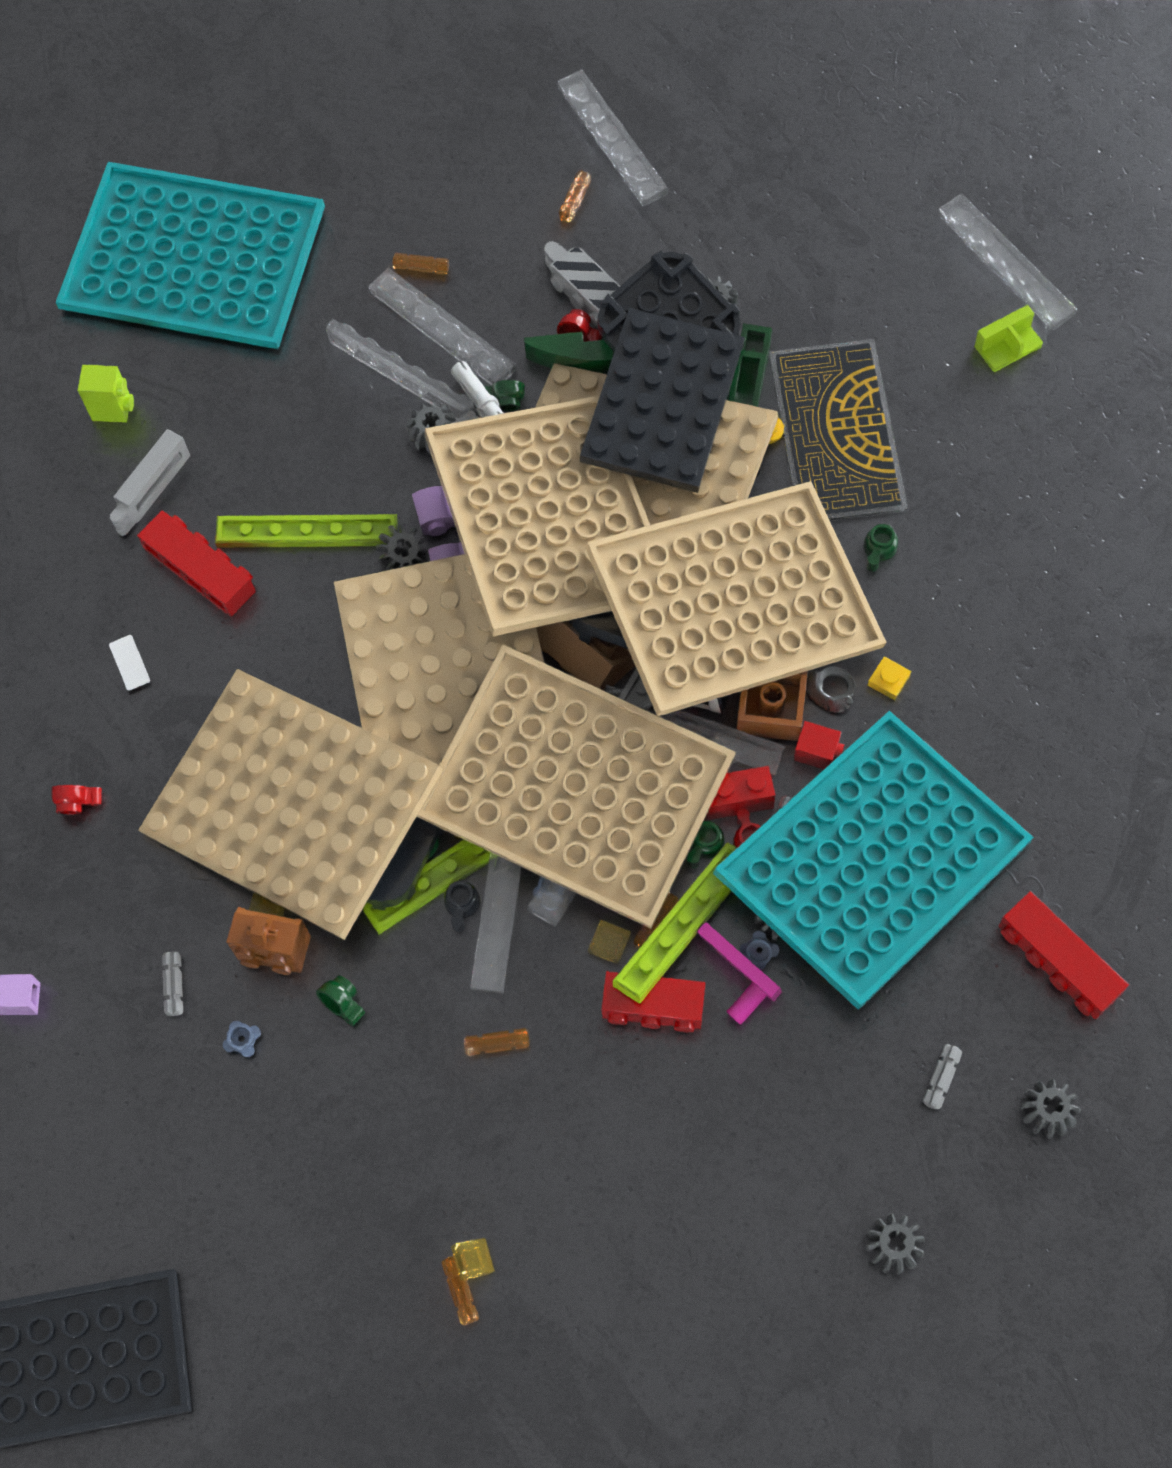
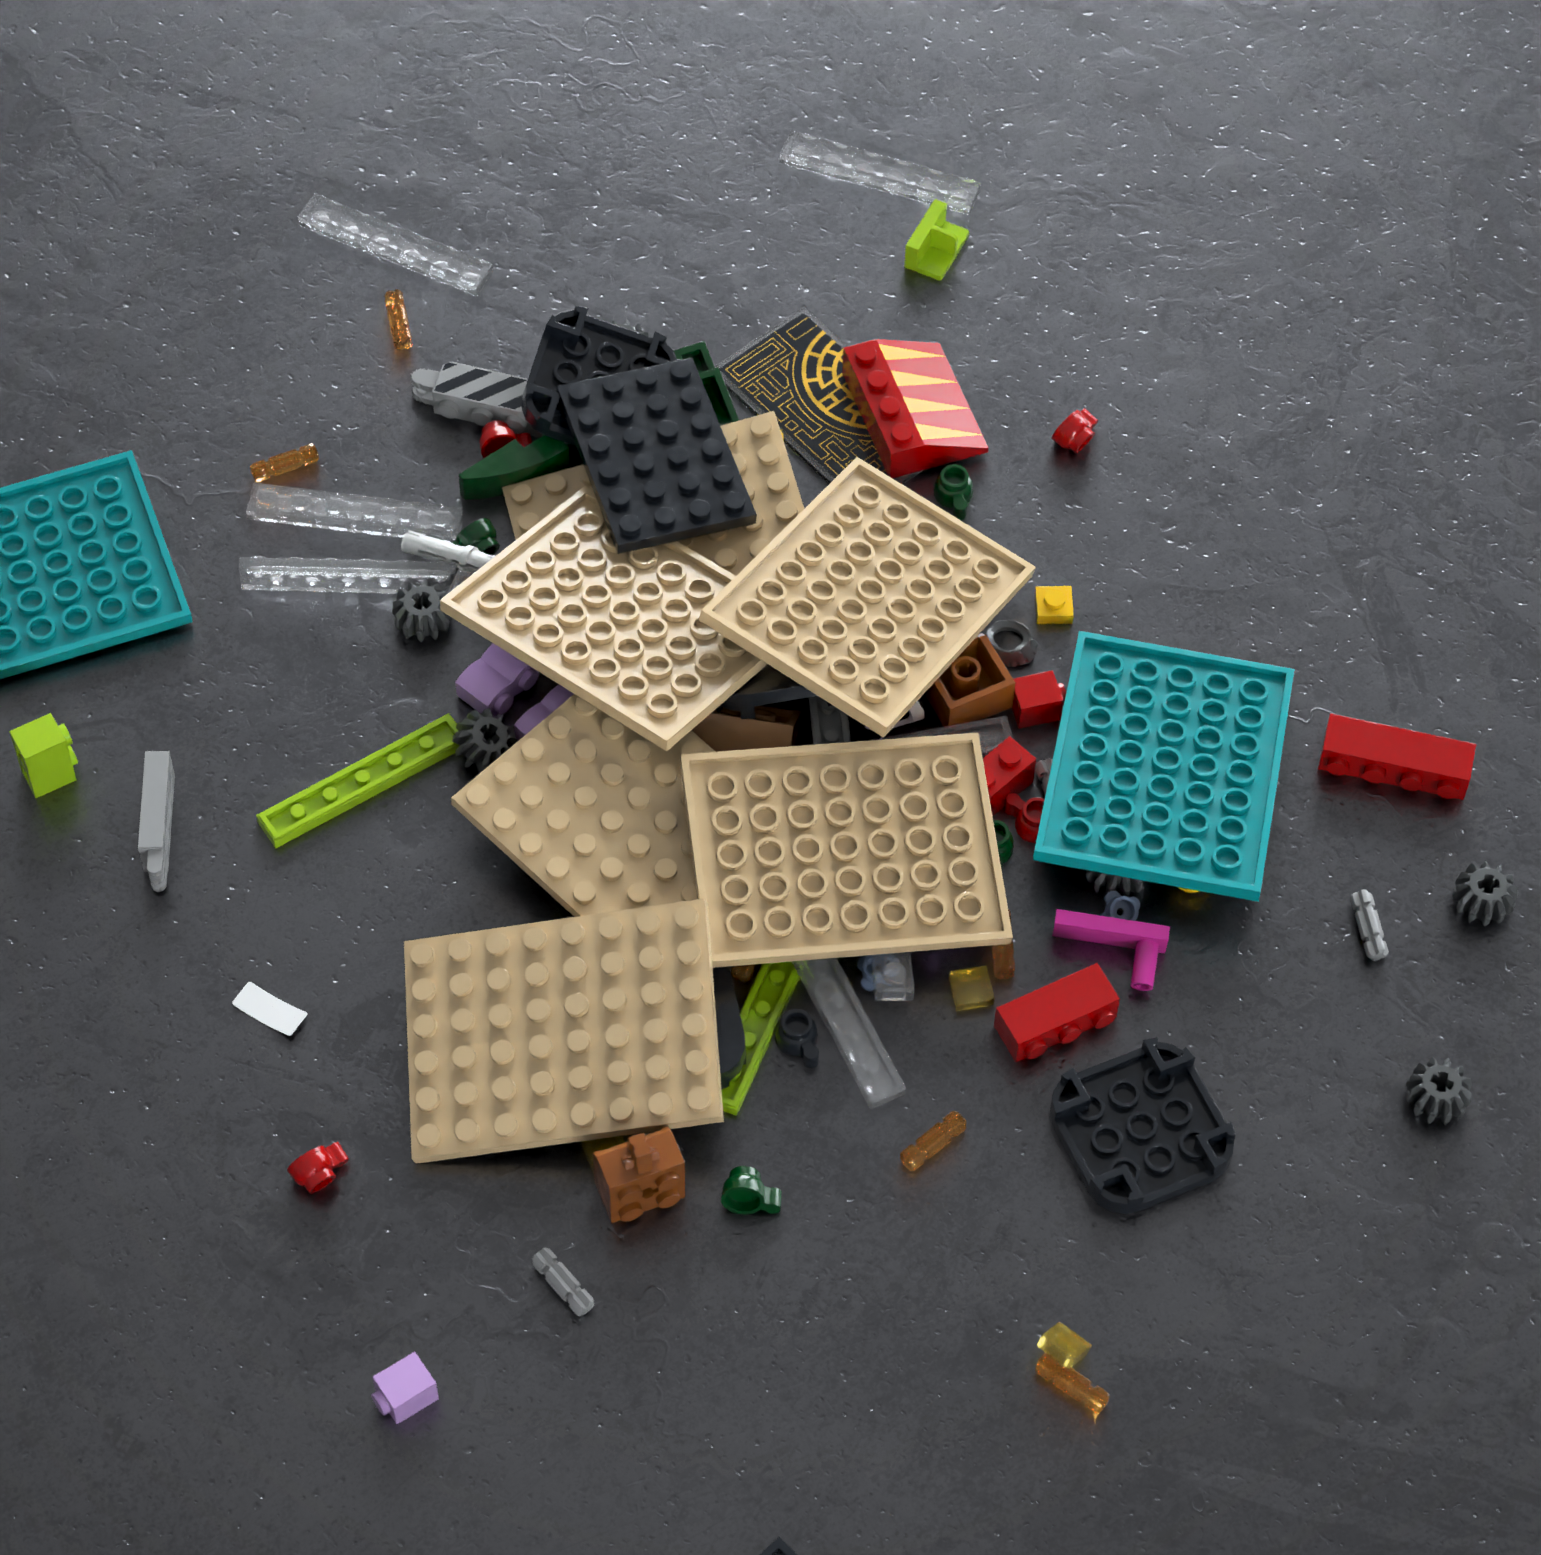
camera: 40 degrees left, 10 degrees down
(197, 562) = (272, 870): red brick -> none
(235, 1031) = (670, 1280): sand blue plate -> none
(653, 1127) = (1141, 1127): none -> black tile
(674, 932) = (1032, 931): lime tile -> none
(895, 460) = (911, 404): none -> red slope
(1004, 548) = (1075, 430): none -> red piece

